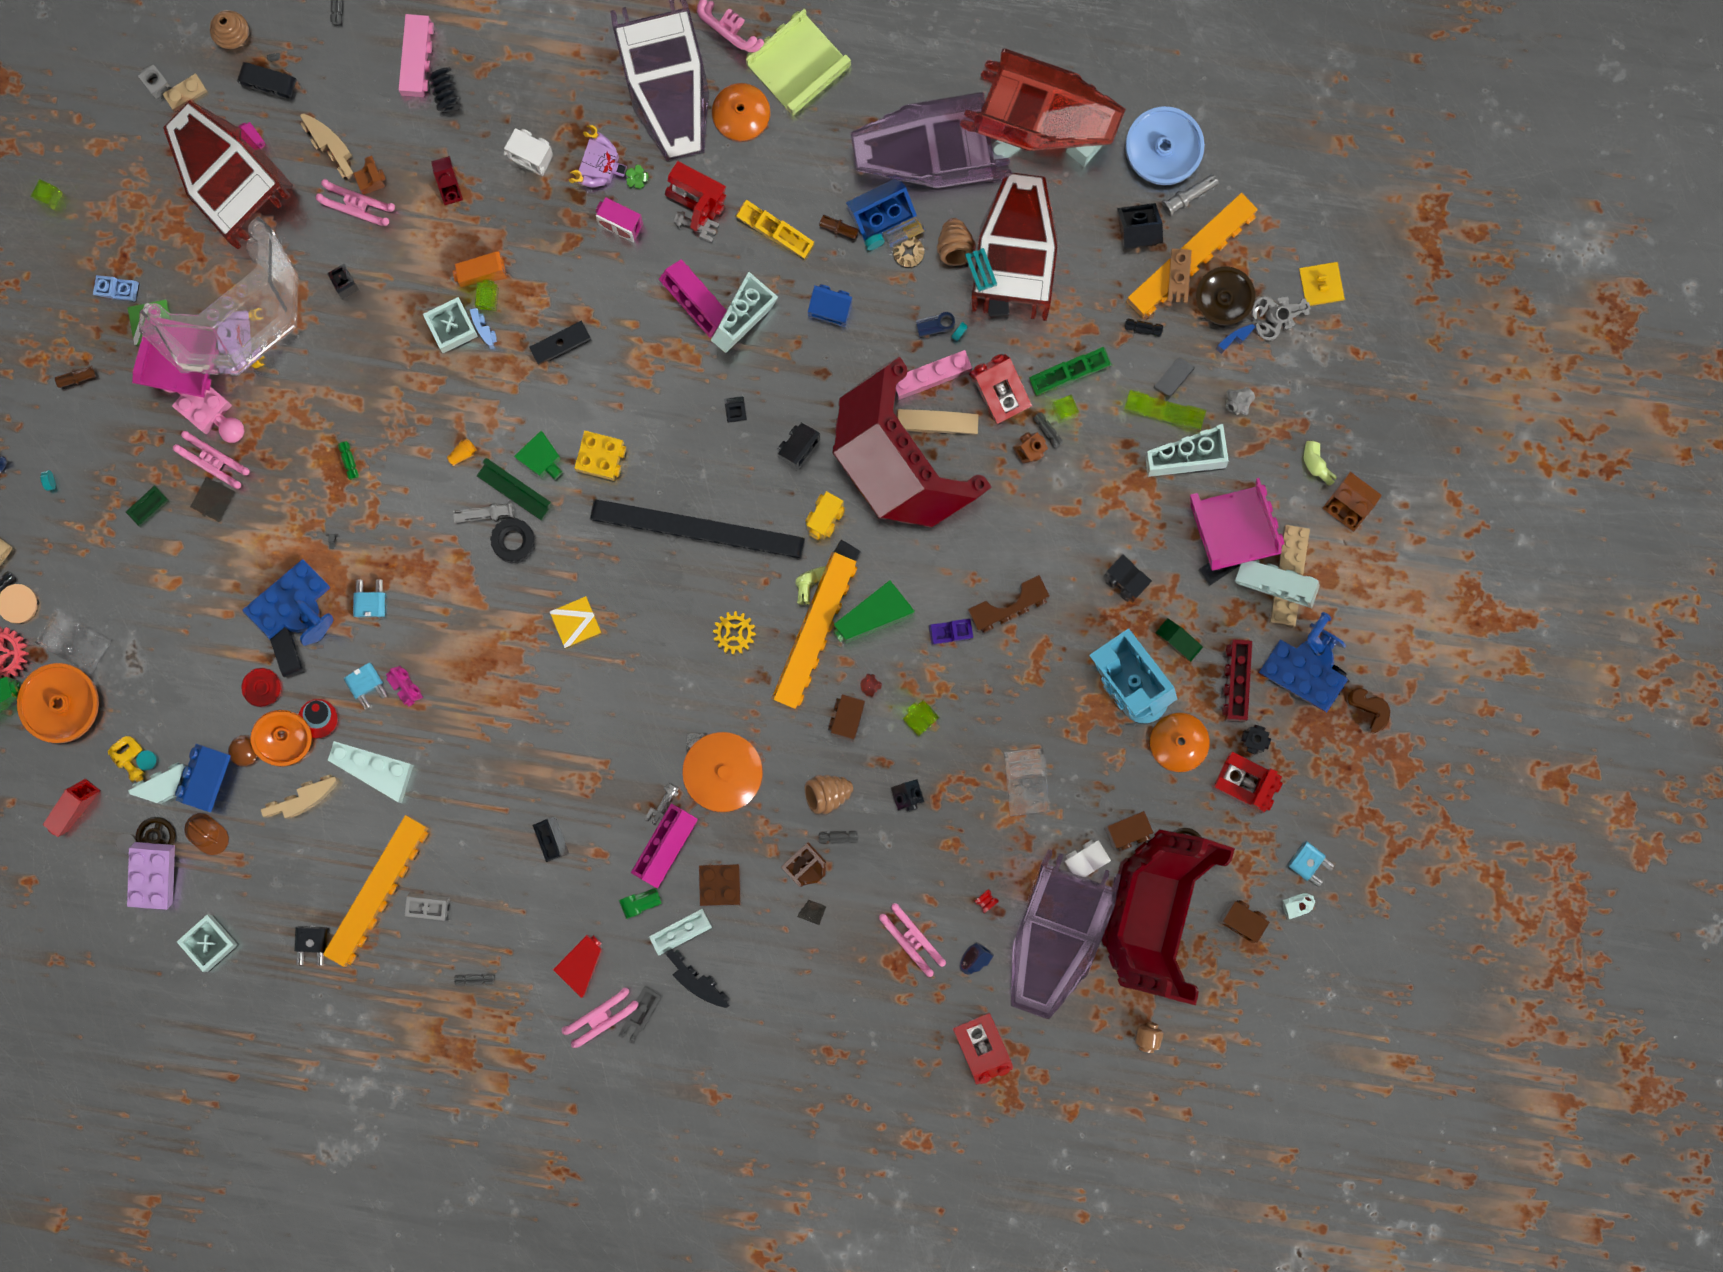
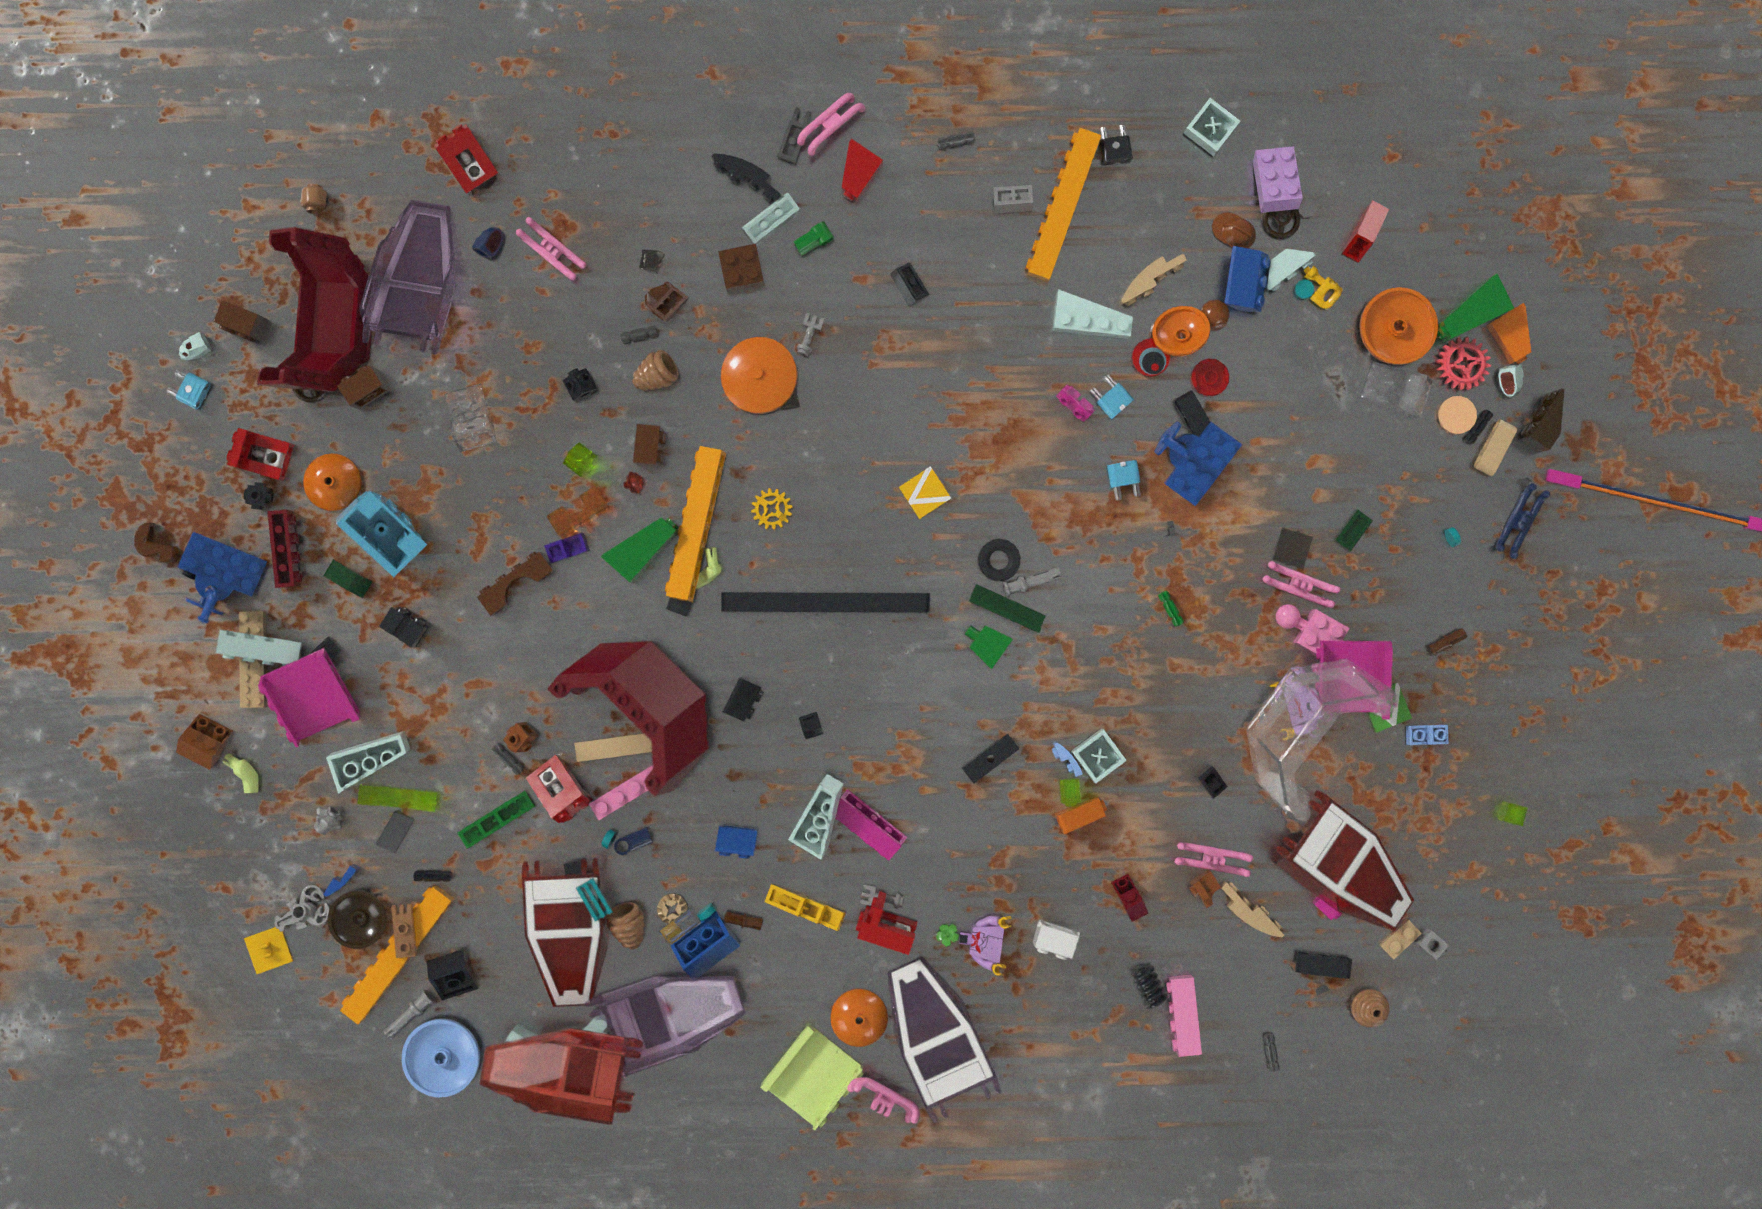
camera: 170 degrees right, 5 degrees up
(461, 452) = (1064, 635): light orange cone -> none
(600, 456) = (930, 655): yellow brick -> none
(619, 219) = (956, 888): dark pink piece -> none
(664, 845) = (800, 294): dark pink brick -> none
(822, 520) = (705, 632): yellow brick -> none
(947, 657) = (593, 504): none -> clear orange arch
(986, 901) = (488, 298): red wheel -> none
(1065, 408) = (493, 781): clear neon green brick -> none
(1087, 860) = (399, 354): white brick -> none

